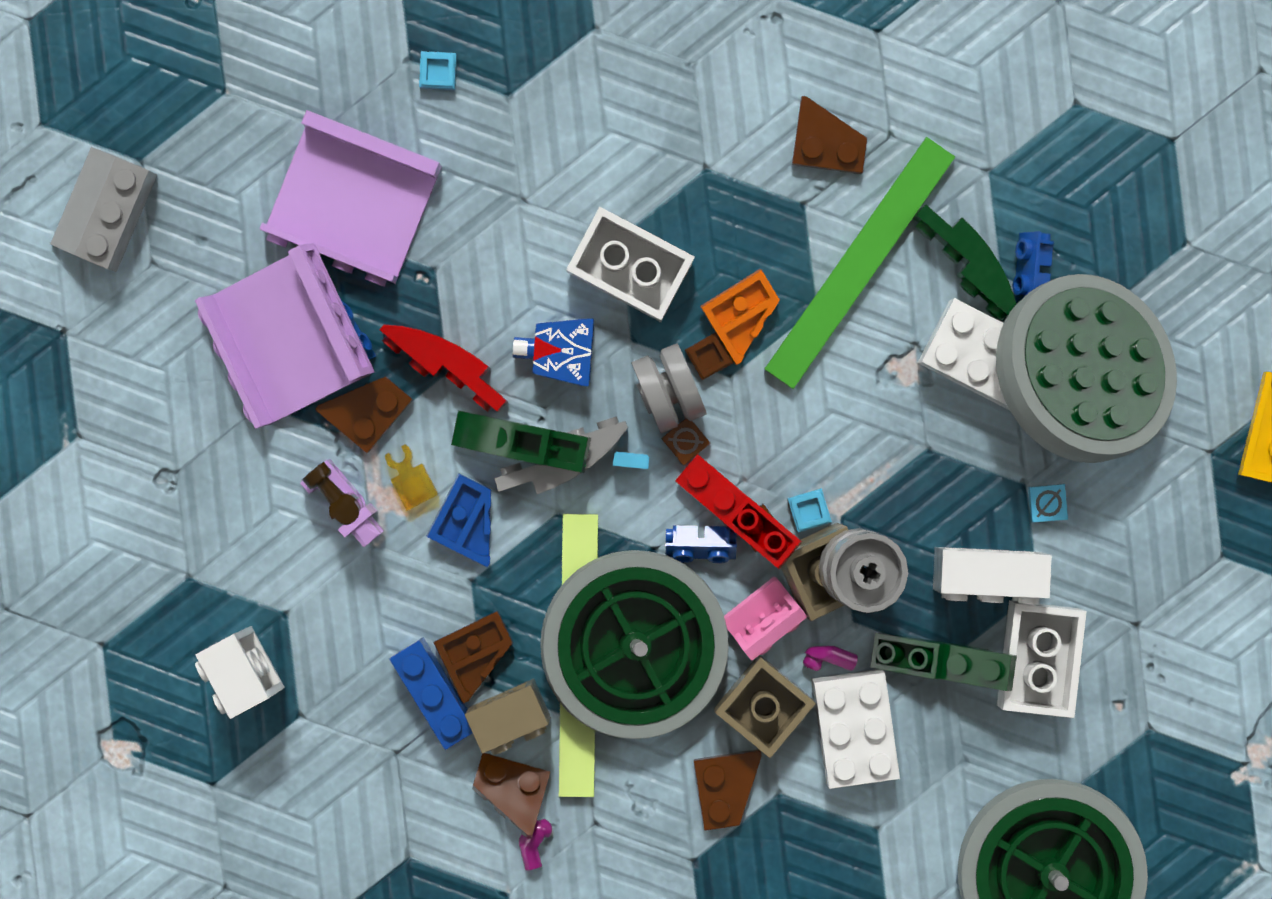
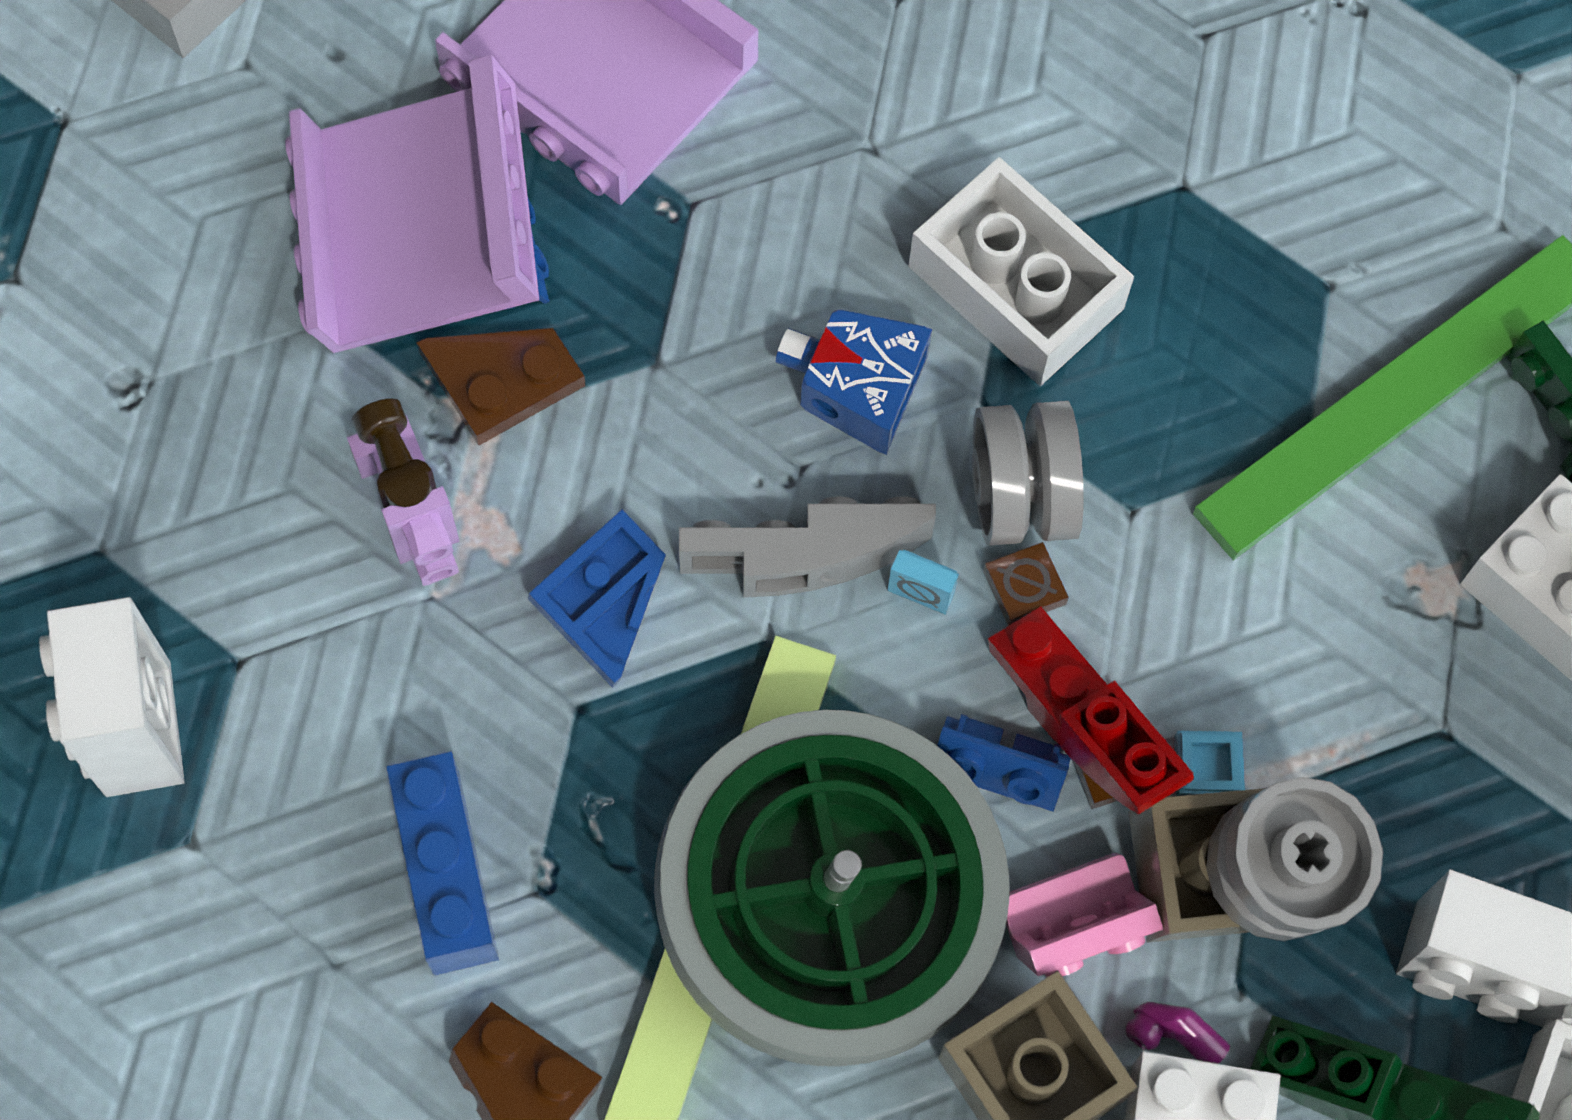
camera: 15 degrees right, 20 degrees down
(412, 483) = (535, 510): clear yellow plate -> none
(434, 354) = (660, 321): red slope -> none
(474, 652) = (539, 820): reddish brown wing -> none
(508, 717) = (561, 939): dark tan brick -> none
(521, 441) = (750, 477): dark green slope -> none
(708, 356) = (1109, 464): reddish brown tile -> none
(741, 312) = (1180, 408): orange wing -> none
(827, 141) = (1394, 199): reddish brown wing -> none

